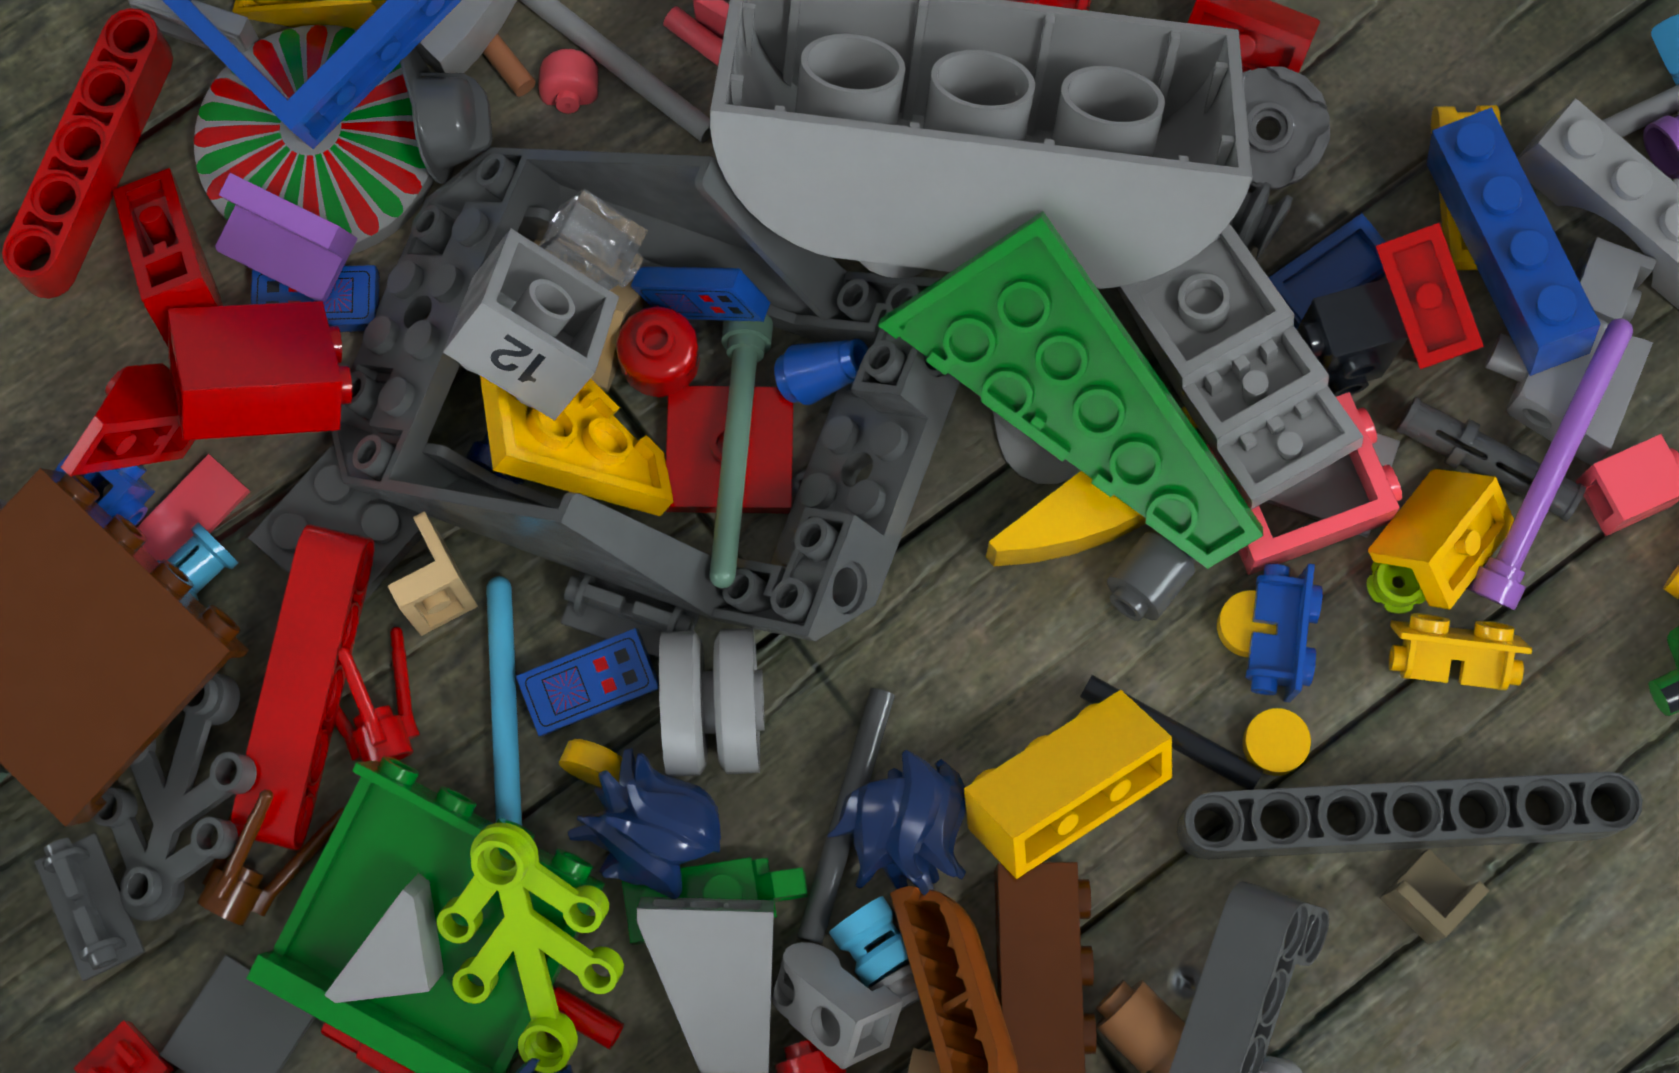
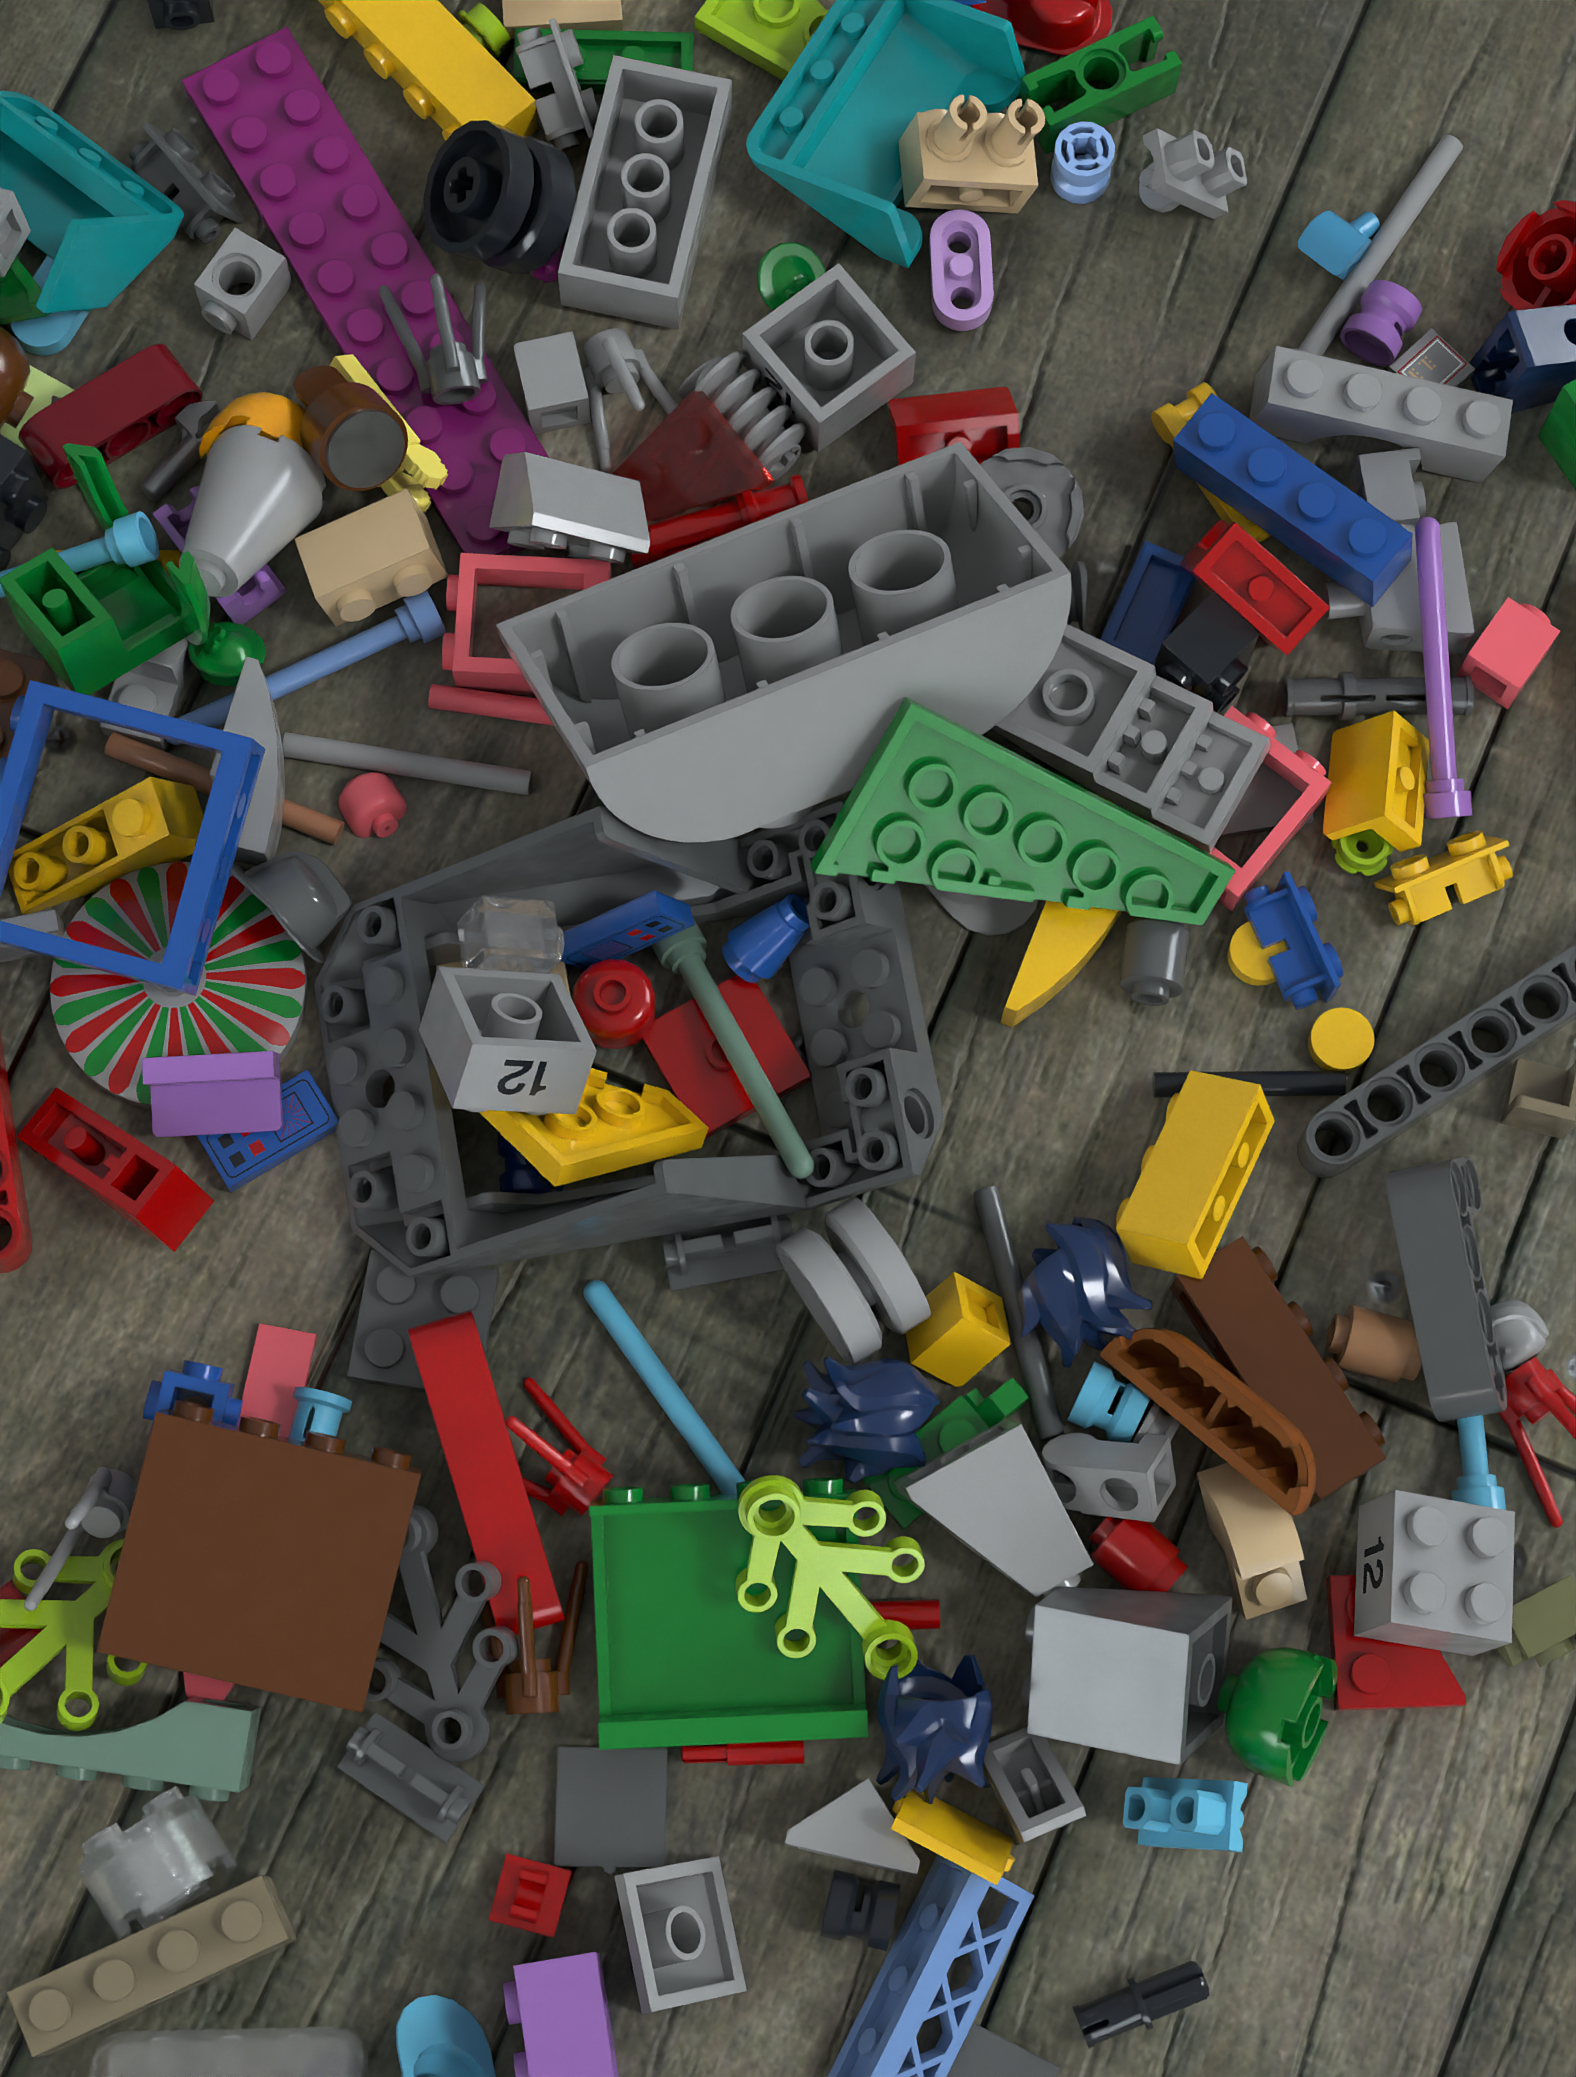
camera: 35 degrees left, 0 degrees up
(132, 425) = (191, 1325): red slope -> none
(256, 370) = (272, 1221): red brick -> none
(398, 954) = (714, 1654): light grey slope -> none
(436, 590) = (558, 1320): tan panel -> none
(588, 682) = (729, 1327): blue tile -> none
(588, 759) = (776, 1394): yellow tile -> none
(782, 801) = (962, 1332): none -> yellow panel

